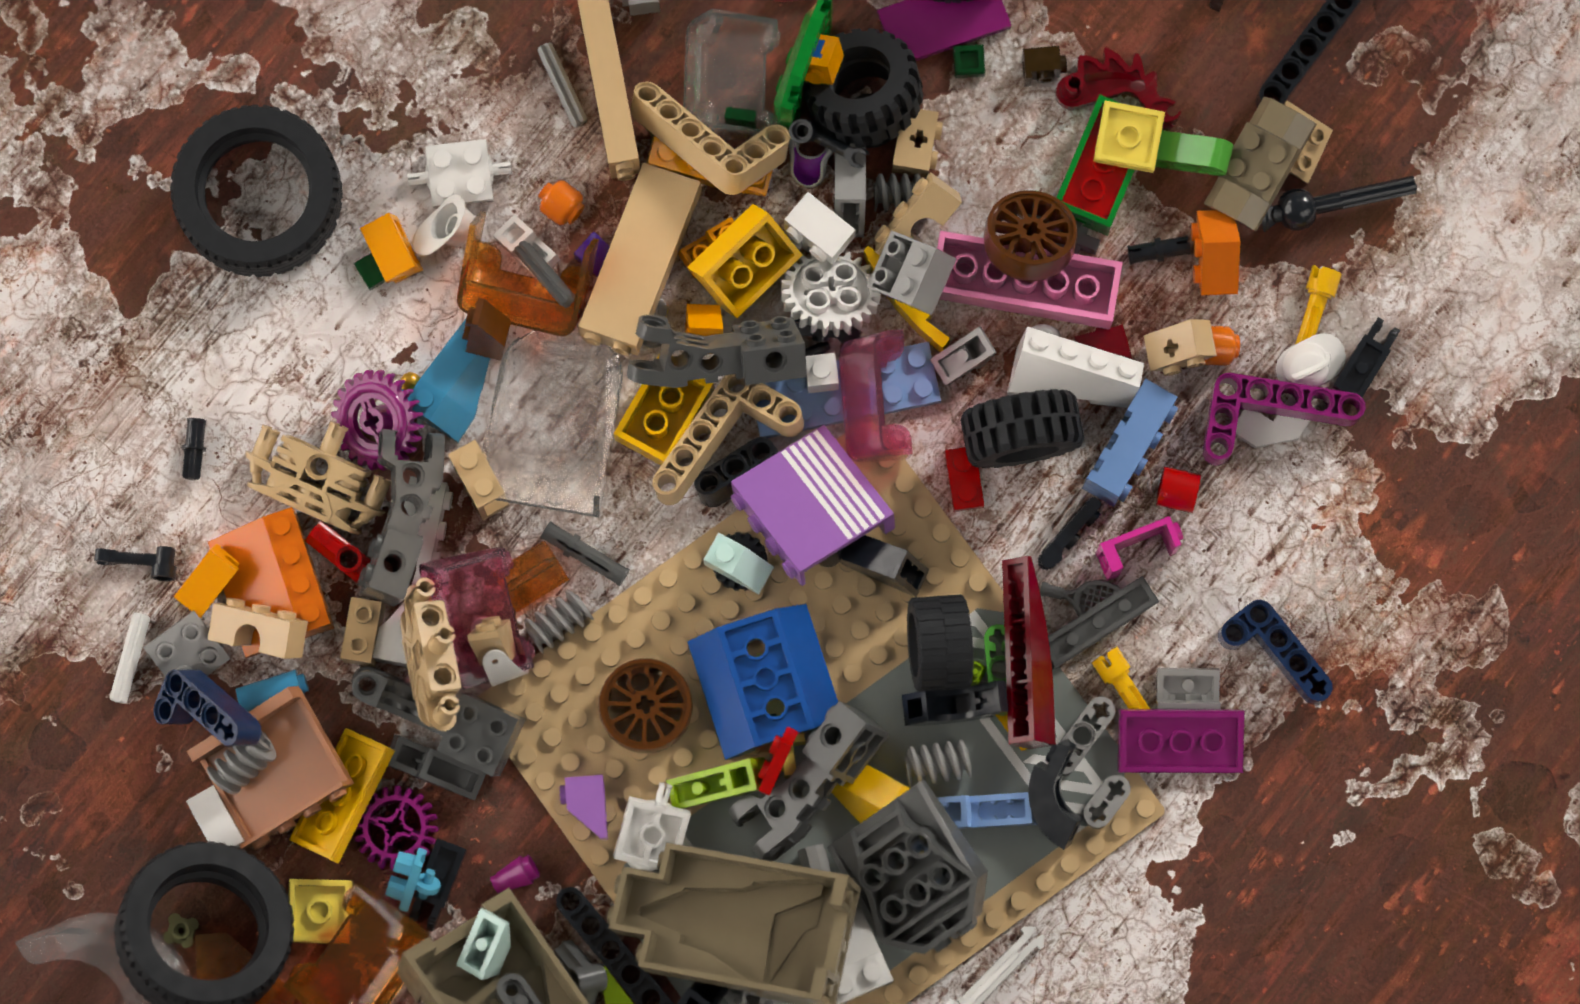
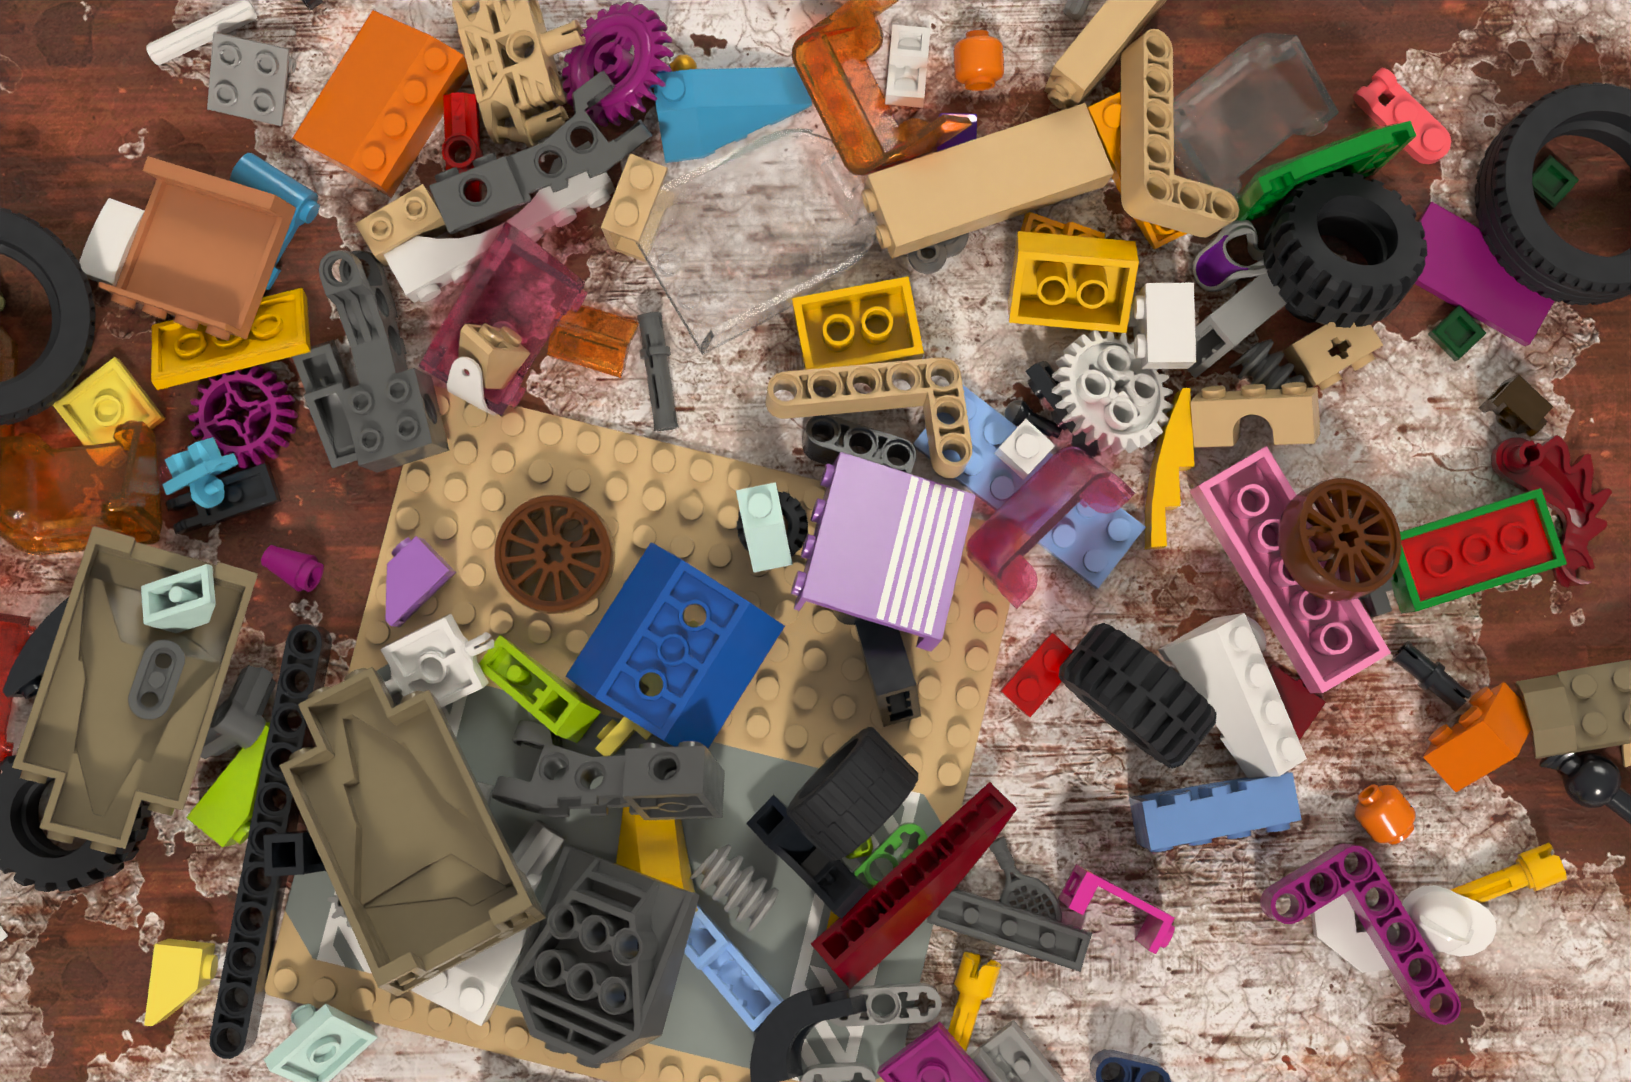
camera: 50 degrees right, 5 degrees up
(195, 696) = (201, 125): dark blue beam -> none
(207, 580) = (329, 36): light orange hinge -> none
(242, 765) = (179, 216): light grey piece -> none
(279, 632) = (327, 142): tan arch -> none
(430, 656) = (416, 306): tan piece -> none
(486, 330) = (790, 91): reddish brown slope -> none
(544, 274) = (893, 101): dark grey axle -> none
(557, 620) = (568, 401): light grey piece -> none
(703, 319) = (975, 292): light orange hinge -> none
(741, 117) = (1211, 158): dark green tile -> none
(752, 352) = (985, 364): dark grey brick -> none
(771, 770) = (609, 727): red plate -> none
(825, 61) = (1341, 187): light orange brick -> none
(848, 152) = (1242, 225): black brick -> none
(911, 272) = (1200, 453): light grey slope -> none
(963, 356) = (1160, 574): light grey slope -> none
(1068, 534) = (1070, 824): black hinge -> none
(1129, 136) = (1524, 553): light yellow tile -> none
(1178, 489) = (1208, 896): red piece -> none
(1180, 346) = (1355, 780): tan brick -> none
(1194, 153) = (1557, 626): bright green beam -> none
(1365, 361) = (1498, 975): black hinge -> none

